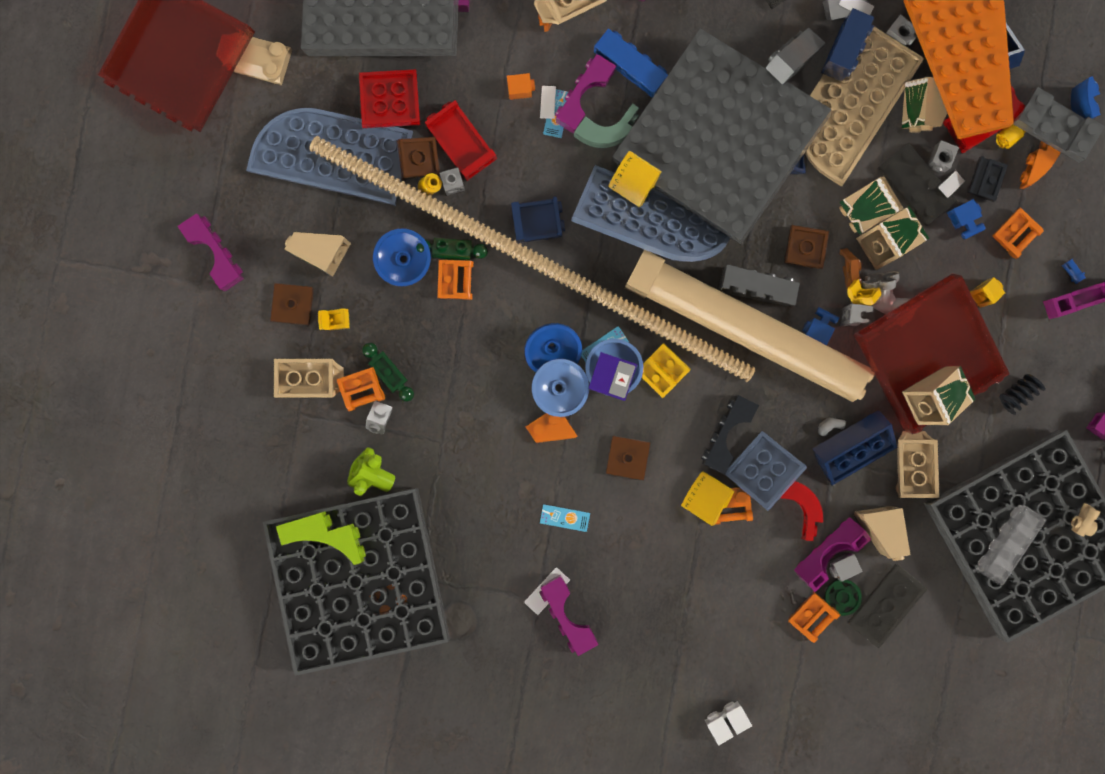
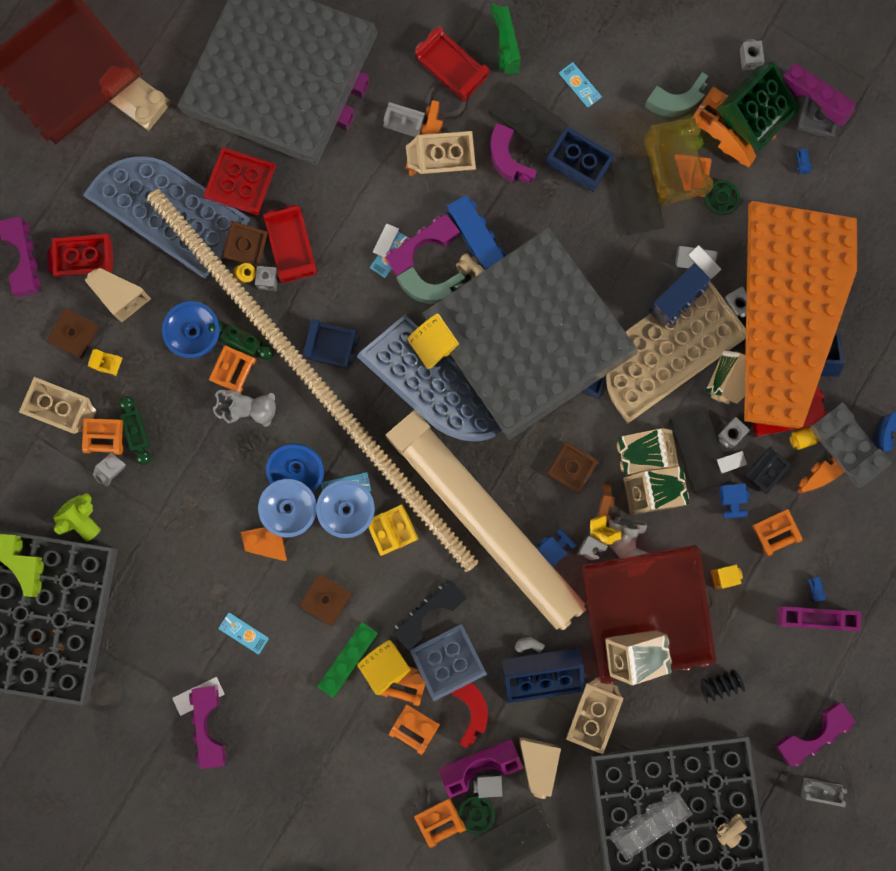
camera: 20 degrees right, 5 degrees down
(267, 228) = (80, 255): none -> red slope
(471, 312) = (233, 405): none -> light grey animal
(520, 86) = (365, 216): orange brick -> none
(612, 376) = (339, 516): dark purple tile -> none
(638, 95) = (469, 265): none -> tan plate
(670, 504) = (347, 660): none -> green plate
(756, 536) = (418, 724): none -> orange plate
(758, 286) = (511, 486): dark grey wedge -> none
(794, 55) = (624, 286): dark grey wedge -> none

